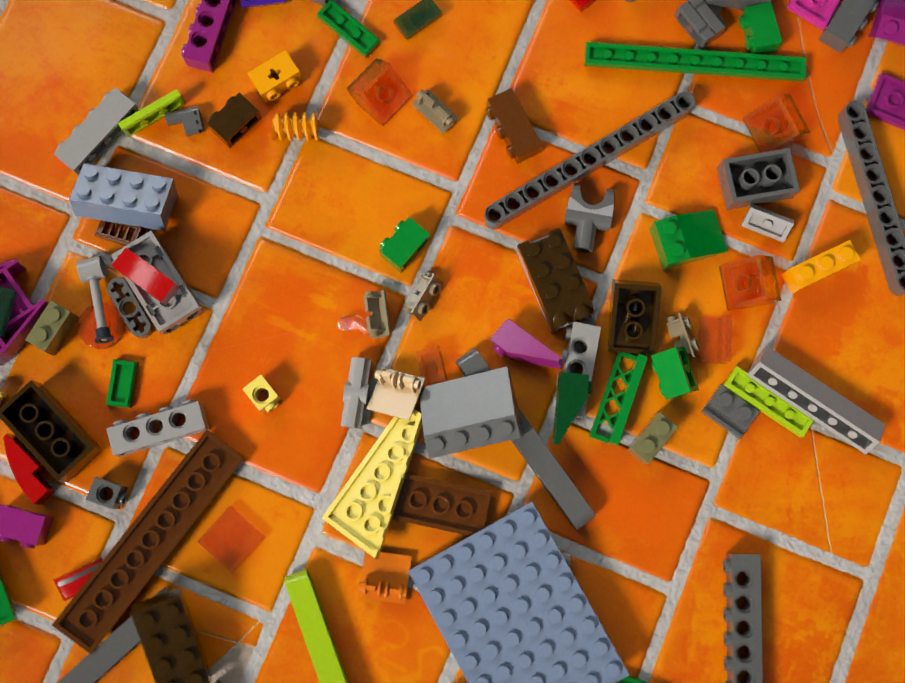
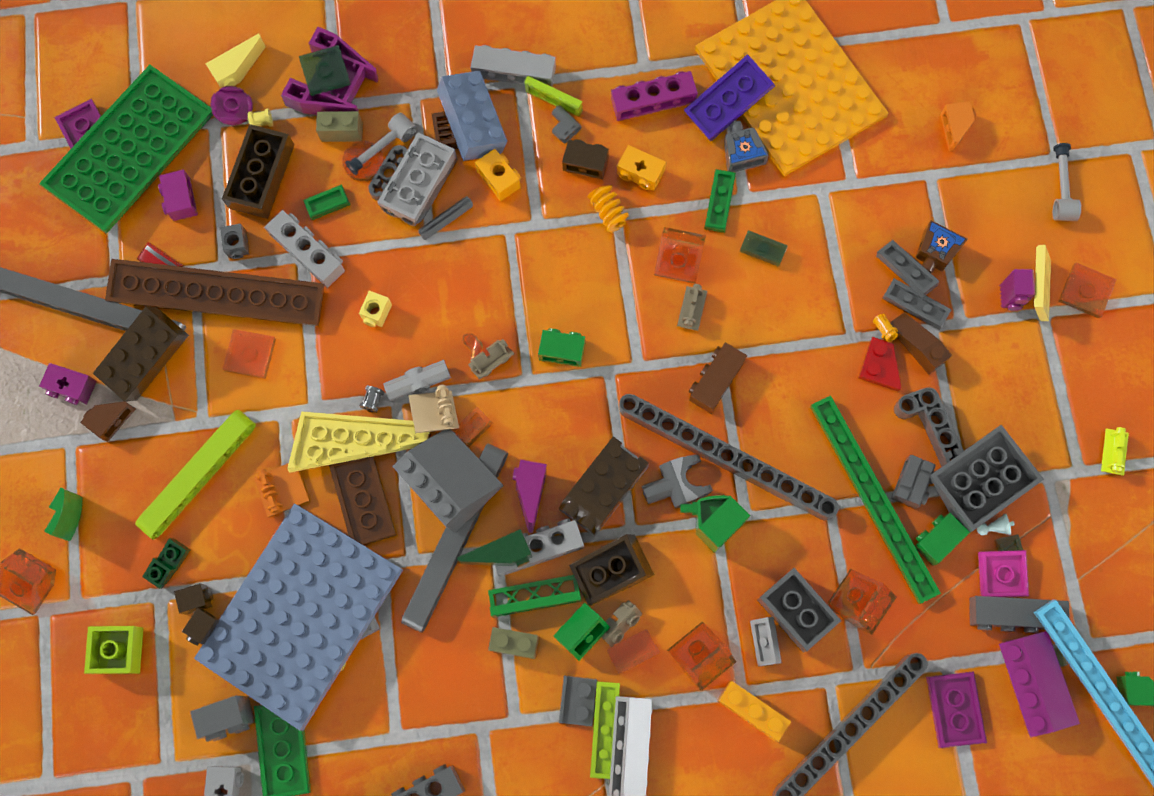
camera: 70 degrees right, 5 degrees down
(27, 470) = (218, 175): red slope -> none
(145, 276) = (413, 166): red slope -> none
(210, 280) = (445, 218): none -> dark grey axle
(211, 211) = (500, 185): none -> light orange brick
(348, 445) = (371, 399): none -> dark grey bush
(429, 287) = (519, 388): dark tan hinge -> none
(644, 199) = (716, 519): none -> green piece
(687, 238) = (710, 580): green slope -> none

